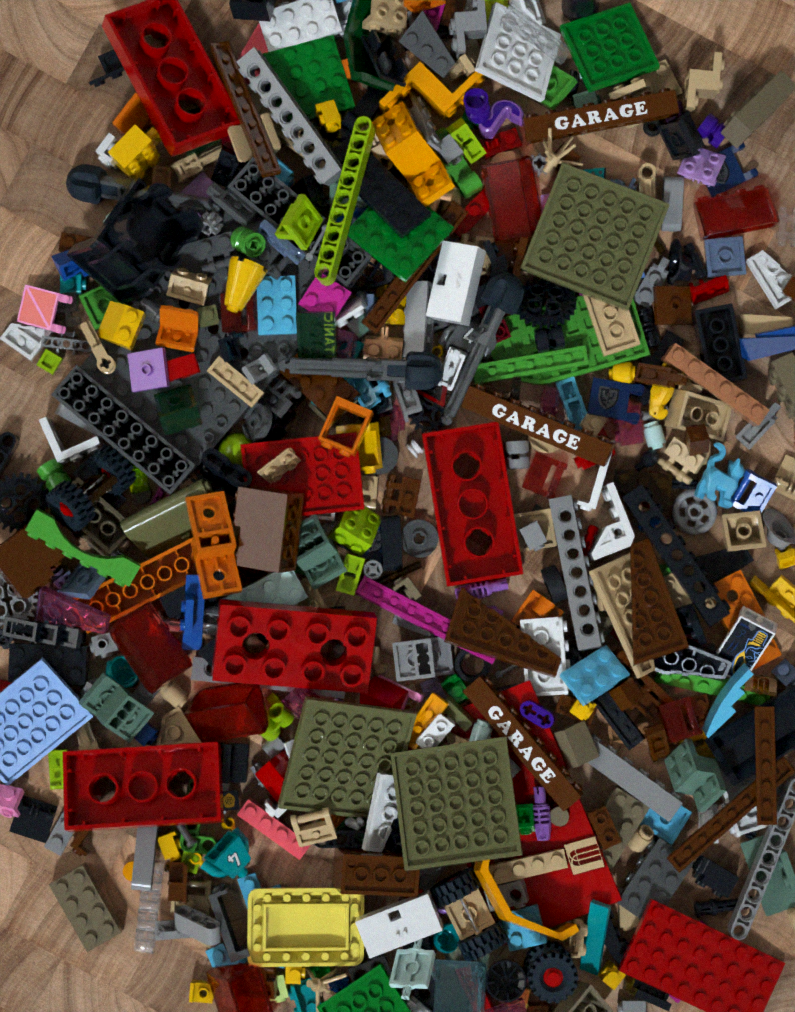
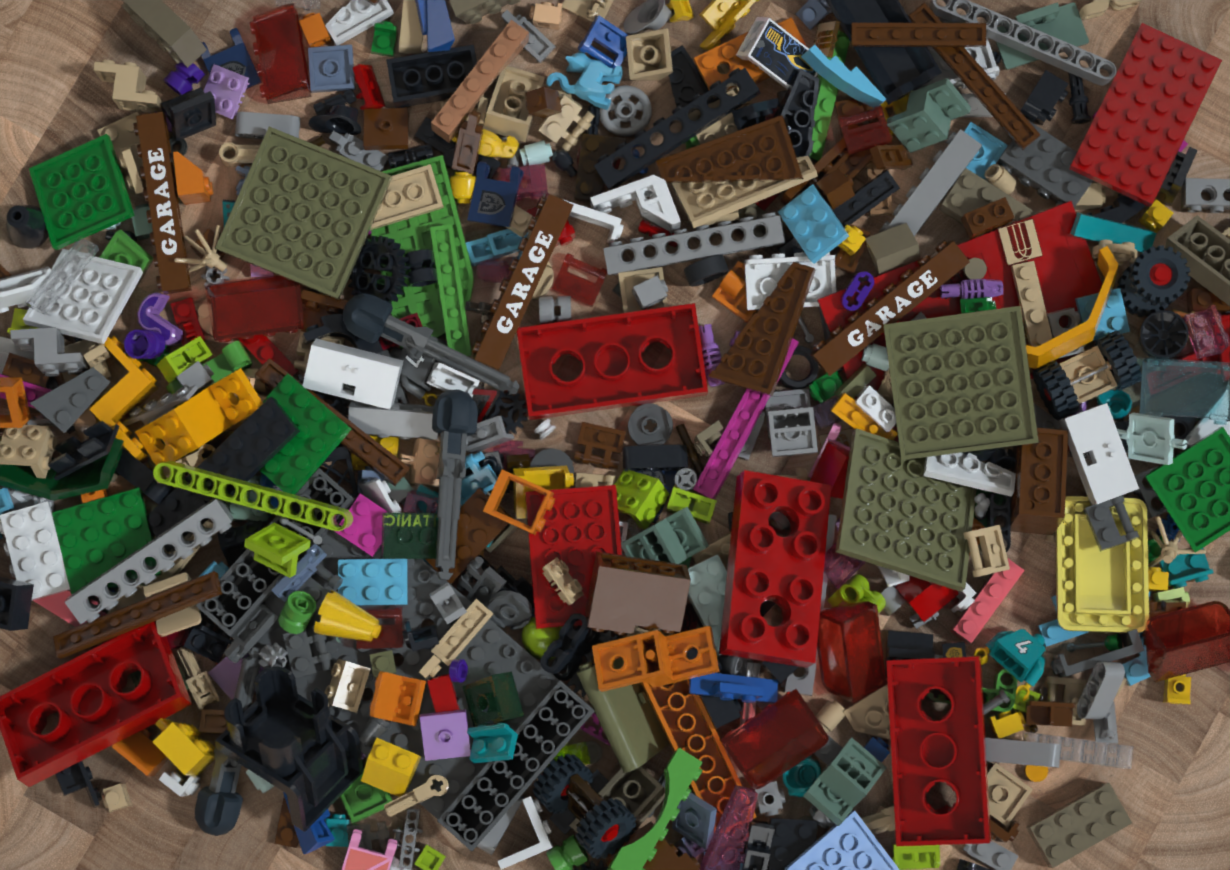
camera: 90 degrees left, 5 degrees down
(97, 99) = (116, 797): none -> tan brick
(111, 844) = (1005, 794): none -> tan plate
(141, 409) = (492, 743): none -> teal bracket
(202, 379) = (458, 670): none -> dark purple tile
(204, 356) = (431, 668): none -> tan plate
(239, 935) = (1111, 642): none -> hinge
(328, 116) = (150, 516): yellow brick -> none
(336, 929) = (1104, 526): none -> dark grey plate
(620, 140) = (191, 181): none -> orange slope
(752, 302) = (384, 39): none -> green bracket
(758, 241) = (315, 30): none -> orange brick
(777, 441) = (546, 15): none -> light nougat brick

